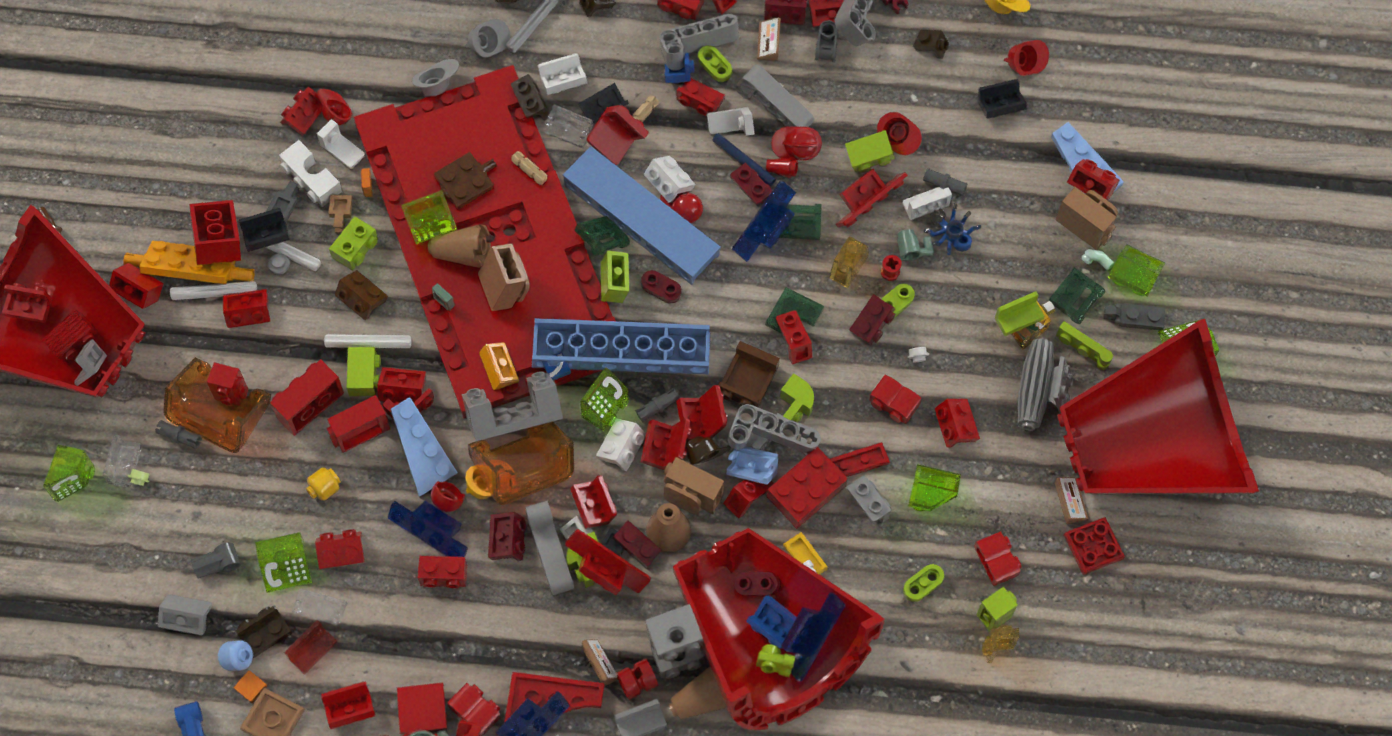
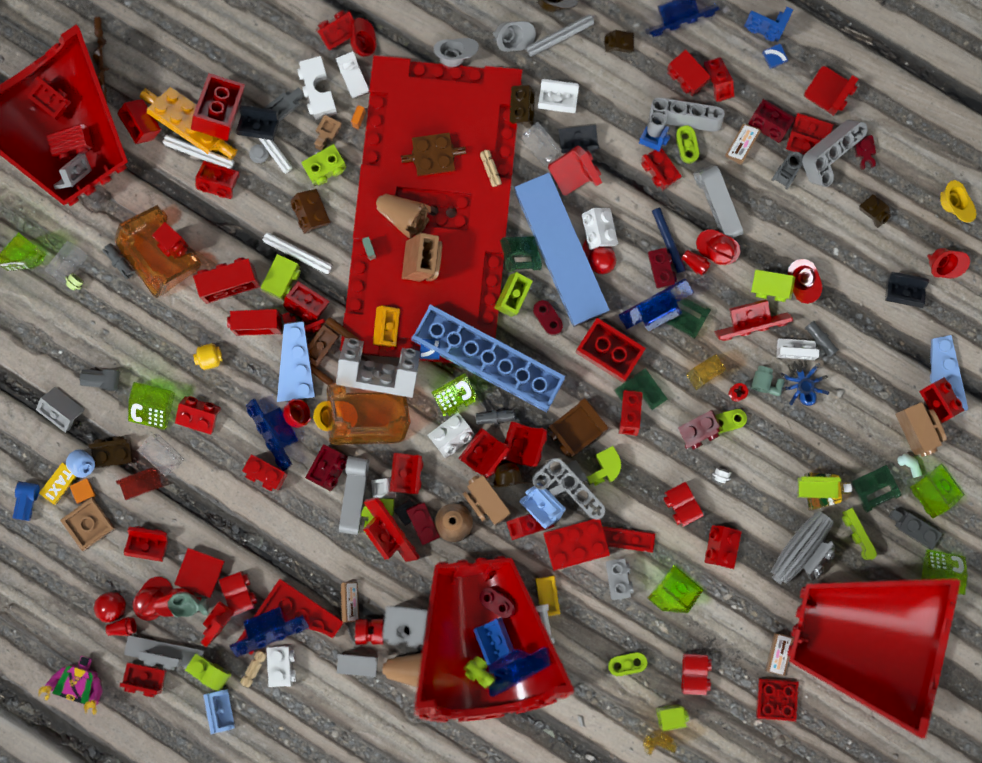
camera: 30 degrees right, 15 degrees up
(219, 692) = (57, 484): none -> yellow tile
(428, 217) = (388, 177): clear neon green slope -> none
(440, 414) = (323, 343): none -> reddish brown plate
(646, 108) = (609, 158): tan axle -> none
(731, 121) = (675, 202): white bracket -> none
(741, 285) = (610, 350): none -> red brick

